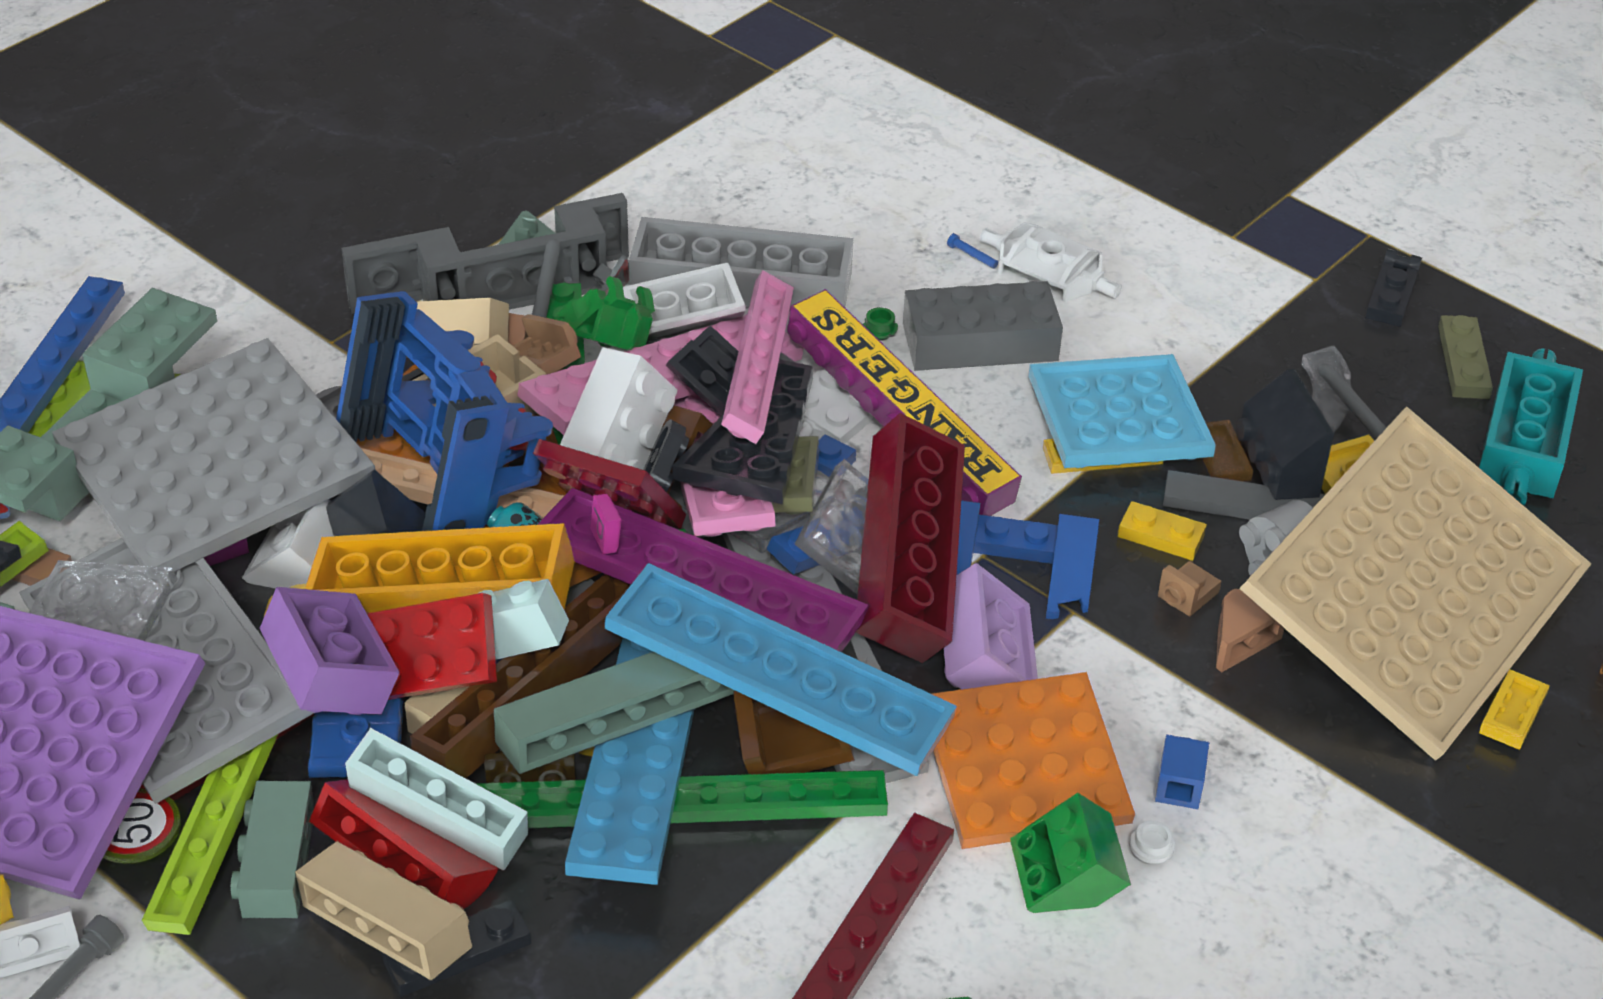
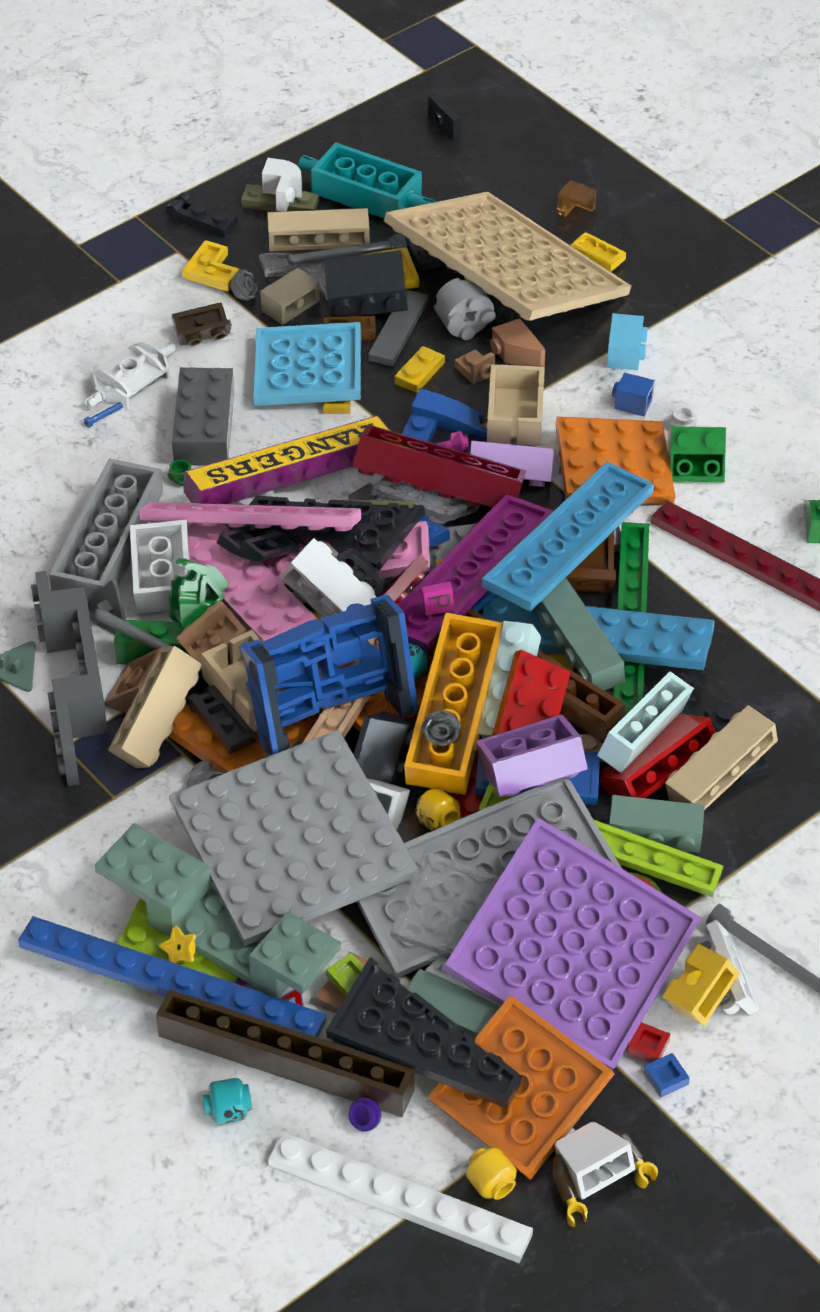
camera: 80 degrees left, 5 degrees up
(66, 398) = (187, 946): none -> yellow plate
(363, 546) = (439, 735): none -> dark grey plate
(1006, 570) = (457, 442): none -> dark pink plate
(1097, 624) = (515, 404): none -> tan piece
(1163, 306) = (201, 324): none -> dark brown bracket
(1244, 372) = (290, 296): none -> dark tan brick
(1257, 346) = (243, 285): none -> dark grey plate
(1281, 297) = (207, 267): none -> yellow plate
(1303, 753) = (625, 342): none -> medium azure brick
(1404, 379) = (317, 229): none -> tan brick
(1472, 337) = (282, 179): none -> white brick

